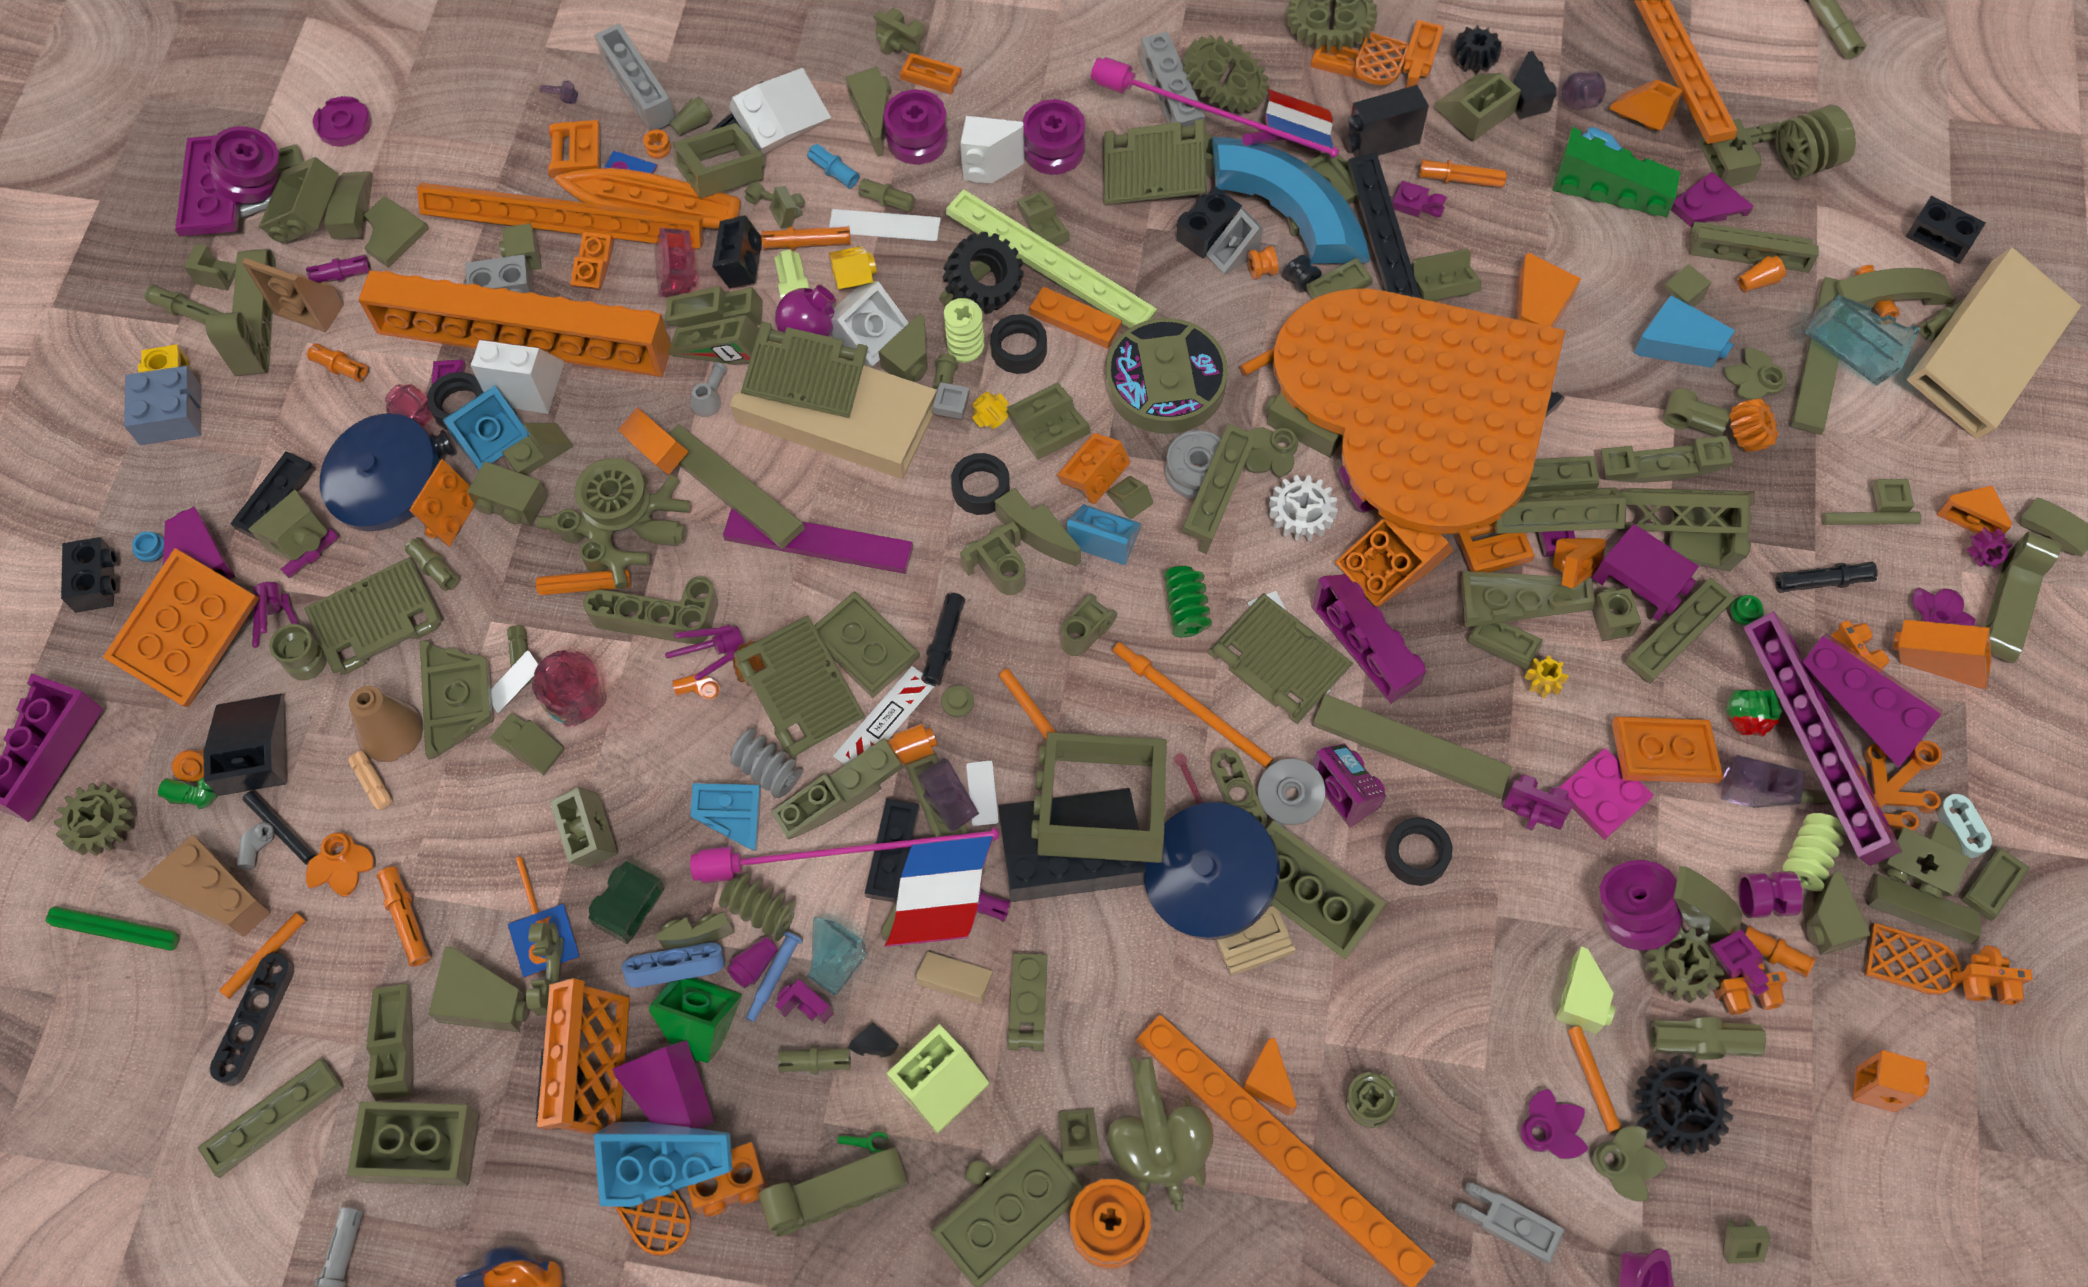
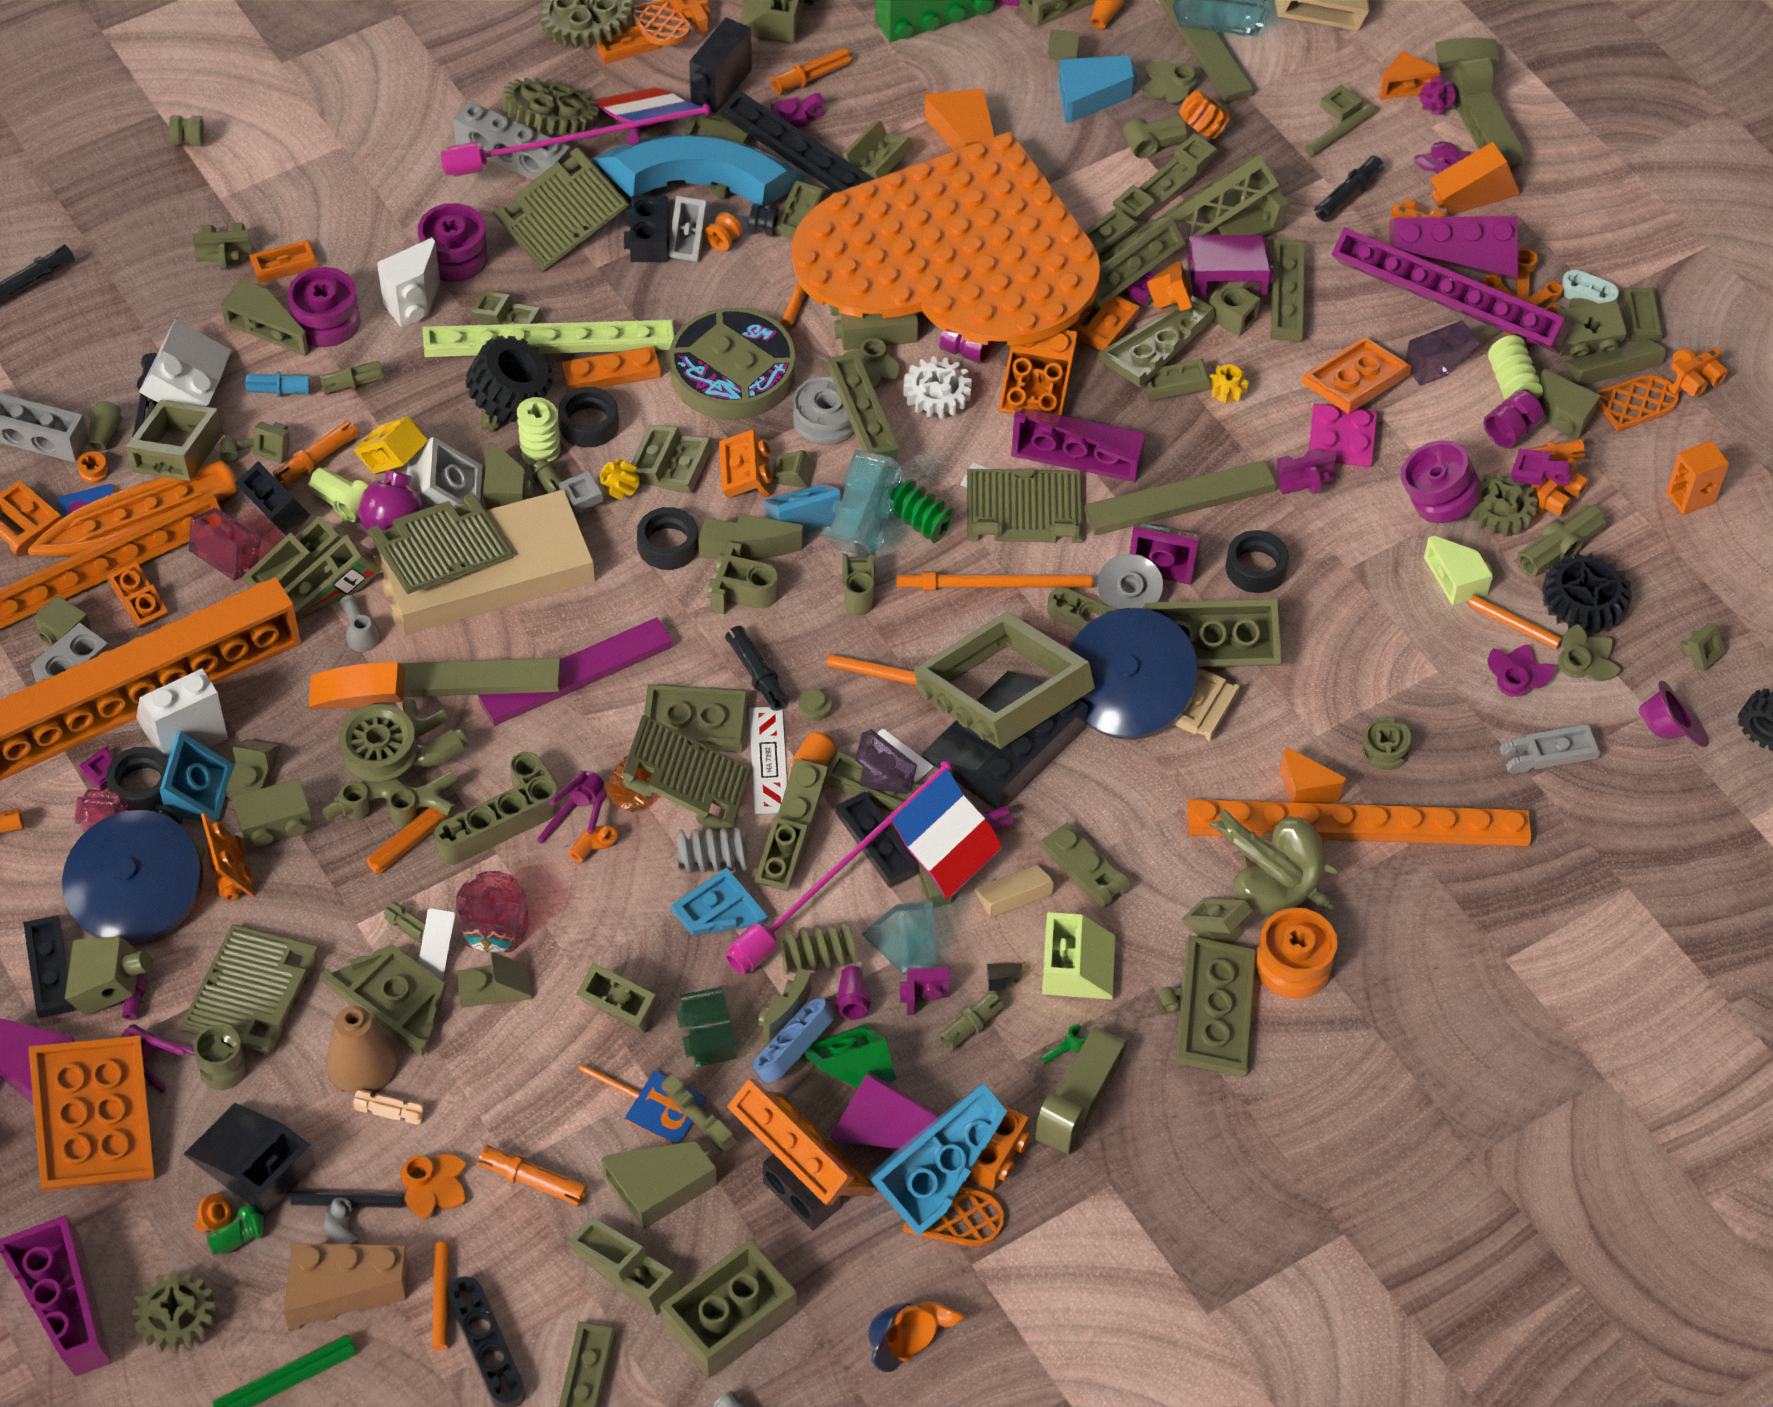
camera: 45 degrees left, 10 degrees down
(431, 564) = (259, 914): olive pin -> none
(773, 974) = (875, 989): medium blue piece -> none
(887, 224) = (371, 402): white sticker -> none
(1136, 567) = (864, 504): none -> clear light blue wedge
(1706, 905) = (1484, 449): olive slope -> none
(1746, 609) = (1319, 246): green plate -> none
(1754, 711) = (1389, 308): green piece -> none

